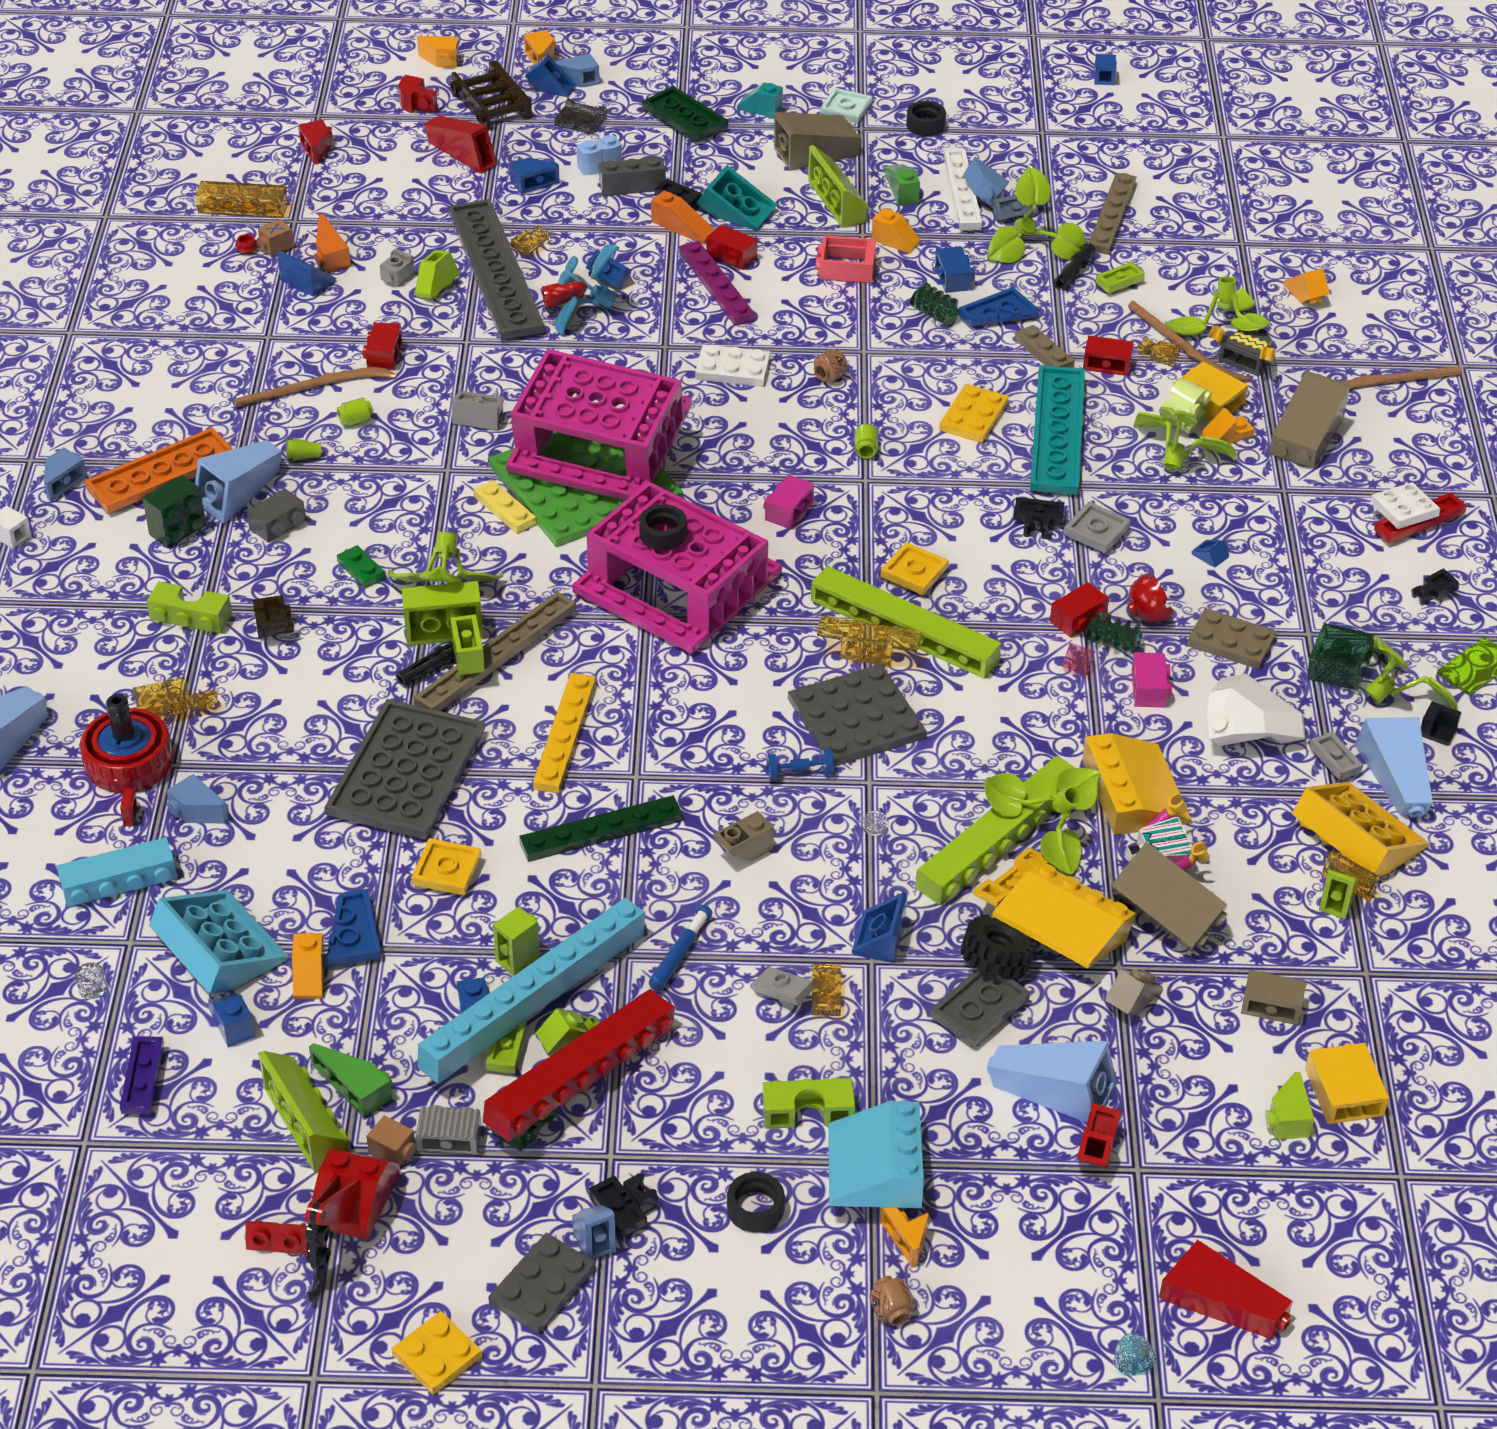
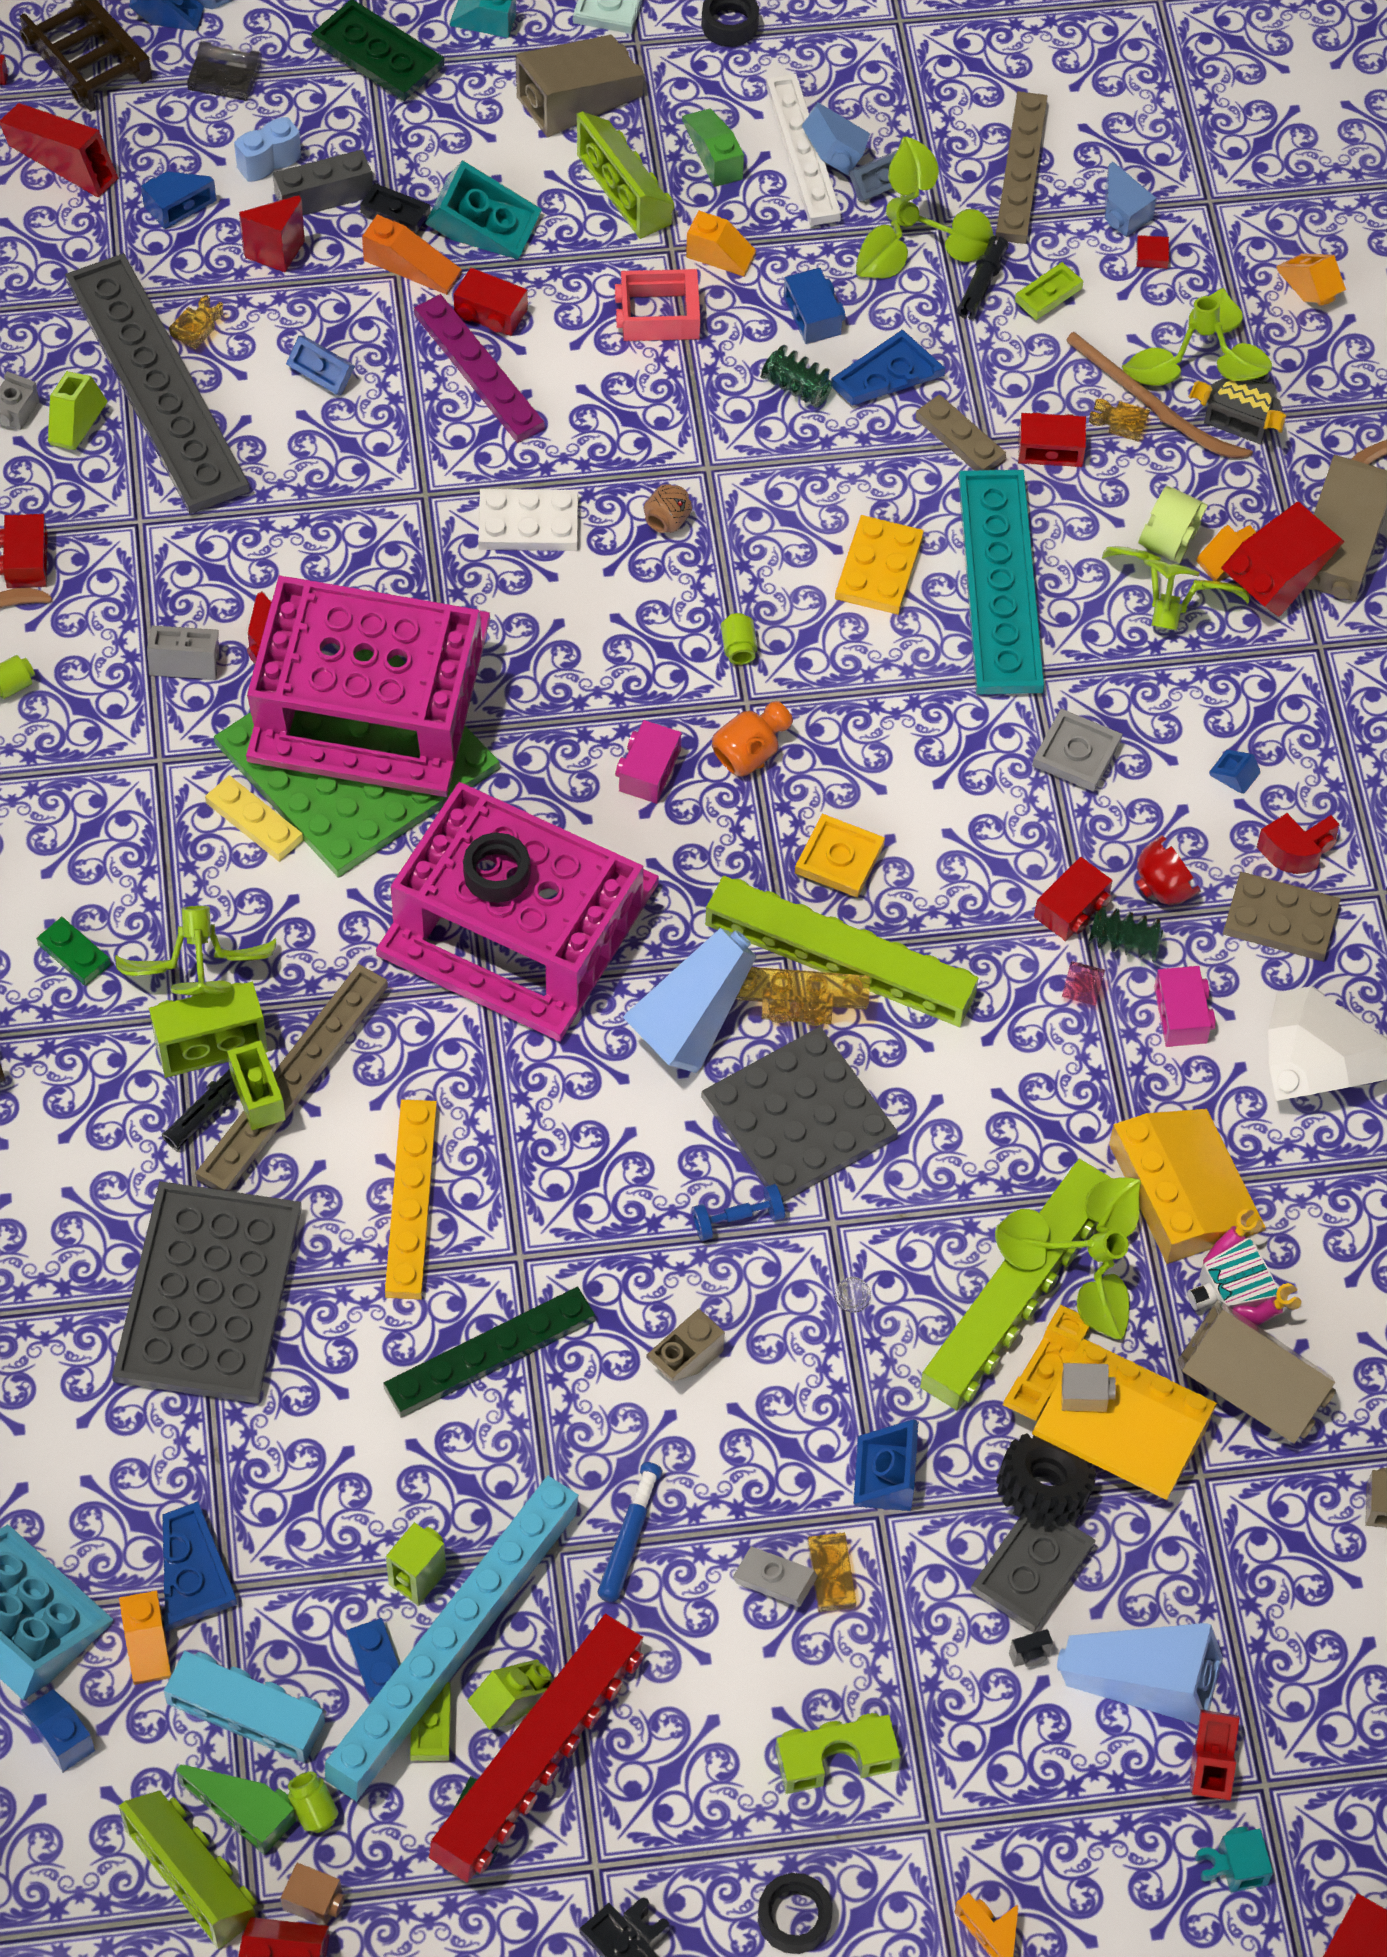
camera: 10 degrees left, 15 degrees up
(370, 1018) = (245, 1706): none -> medium azure brick
(405, 1082) = (312, 1802): none -> lime brick
(446, 866) = (296, 1447): yellow plate -> none
(448, 1129) = (382, 1863): light grey brick -> none
(559, 293) = (262, 424): red animal -> none
(592, 194) = (273, 232): none -> red slope
(599, 294) = (316, 414): dark azure plant -> none
(791, 628) = (693, 1001): none -> light blue slope
(863, 495) = (751, 738): none -> orange piece
(877, 1157) = (939, 1830): medium azure slope -> none
(968, 1054) = (1031, 1649): none -> black plate
(1036, 883) = (1087, 1387): none -> light grey brick
(1038, 515) = (994, 738): black plate -> none
(1109, 1211) = (1240, 1858): none -> teal brick
(1133, 991) = (1227, 1519): slope -> none
(1183, 235) = (1126, 201): none -> medium blue slope
(1196, 265) = (1152, 251): none -> red tile
(1225, 389) = (1206, 479): yellow brick -> none
(1247, 598) = (1293, 848): none -> red brick
(1261, 429) = (1283, 557): none -> red slope

